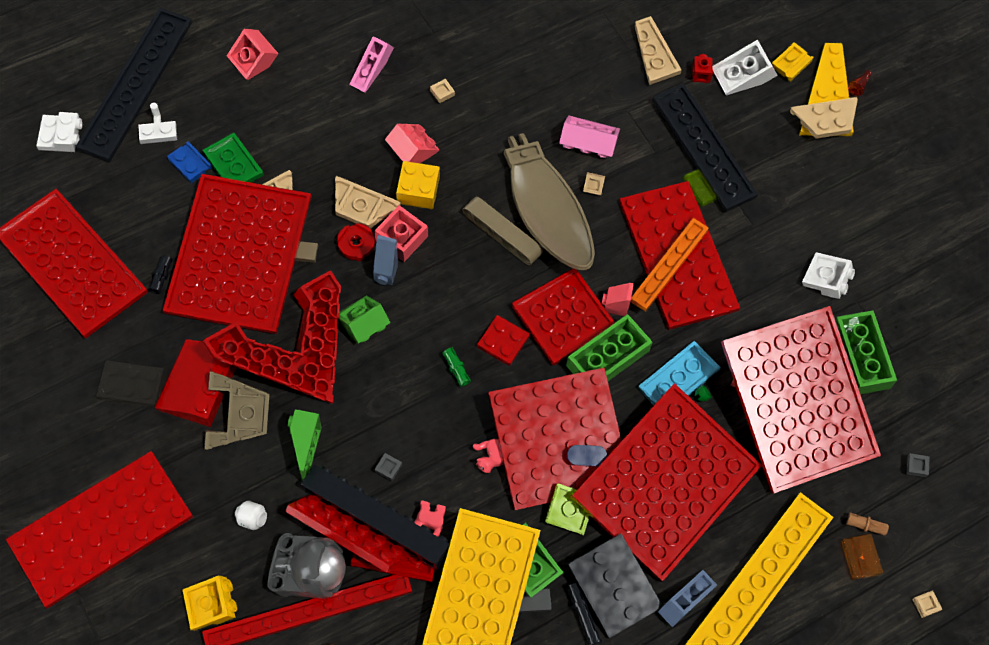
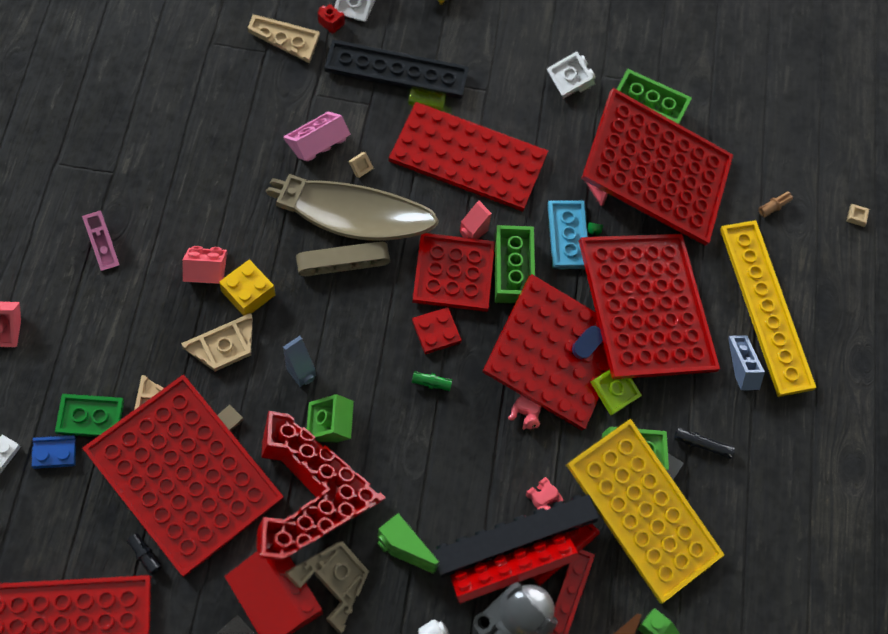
camera: 55 degrees left, 0 degrees up
(354, 232) = (260, 364): red plate -> none
(388, 467) = (475, 496): dark grey plate -> none
(406, 229) = (278, 330): coral brick -> none
(442, 90) = (176, 206): tan plate -> none
(614, 585) = (700, 403): black plate -> none
(669, 264) = (477, 165): orange plate -> none
(862, 557) = (795, 227): clear orange plate -> none
(918, 465) = (757, 138): dark grey plate -> none

